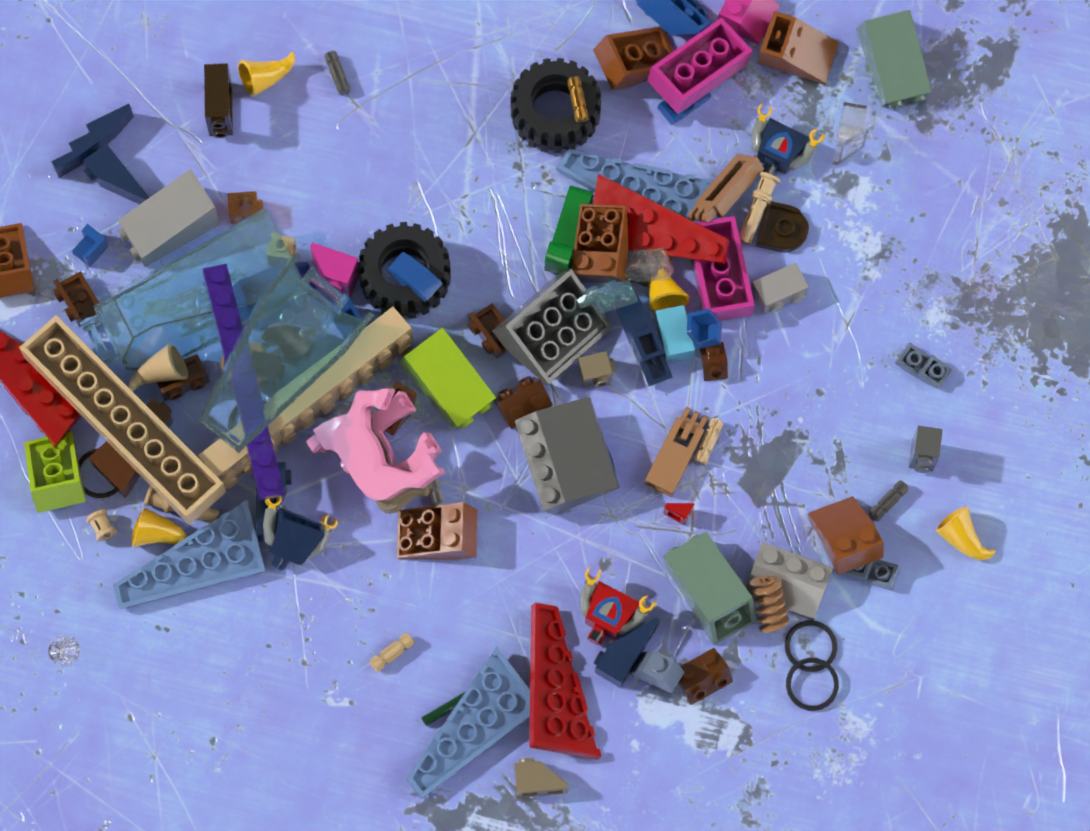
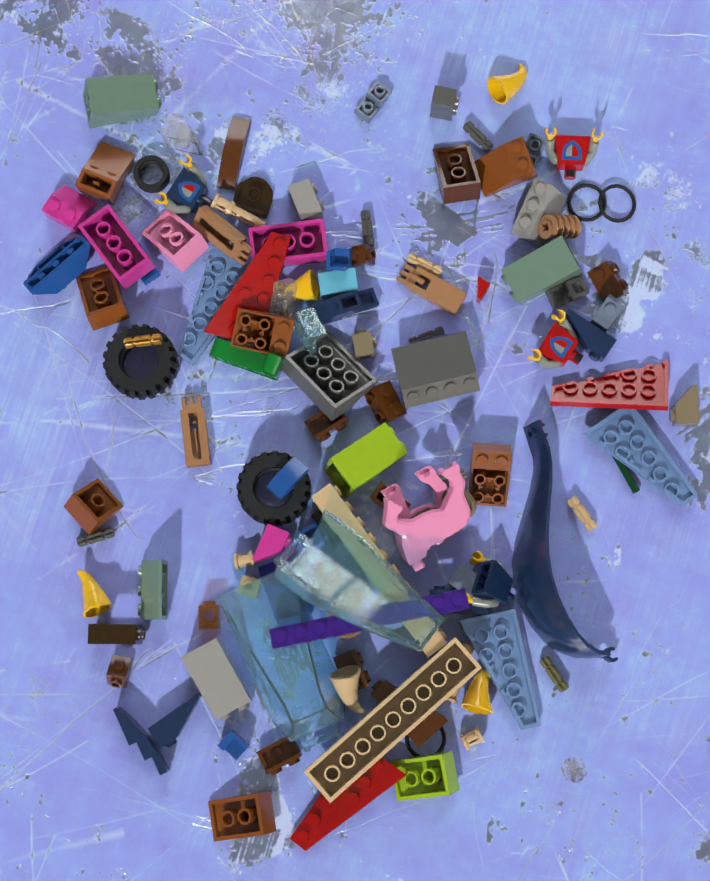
camera: 80 degrees left, 10 degrees up
(175, 109) = (118, 671): none -> reddish brown bracket
(184, 624) = (554, 674): none -> olive axle
(273, 142) = (153, 589): none -> sand green slope
(302, 503) = (463, 578): none -> sand blue slope
(314, 236) = (243, 560): none -> tan bush
(326, 576) = (532, 563): none -> dark blue panel
(374, 66) = (93, 506): none -> dark orange slope
(462, 177) = (195, 440): none -> medium nougat hinge
(619, 462) = (427, 335): none -> clear smoke axle
(684, 623) = (567, 292): none -> dark grey slope
(715, 137) = (175, 240): none -> bright pink slope
(751, 368) = (367, 227): none -> dark grey axle
(804, 87) = (149, 160): none -> black tyre
(833, 473) = (456, 174): none -> reddish brown slope
(839, 197) = (233, 152): none -> reddish brown slope
(876, 617) = (571, 151): none -> torso

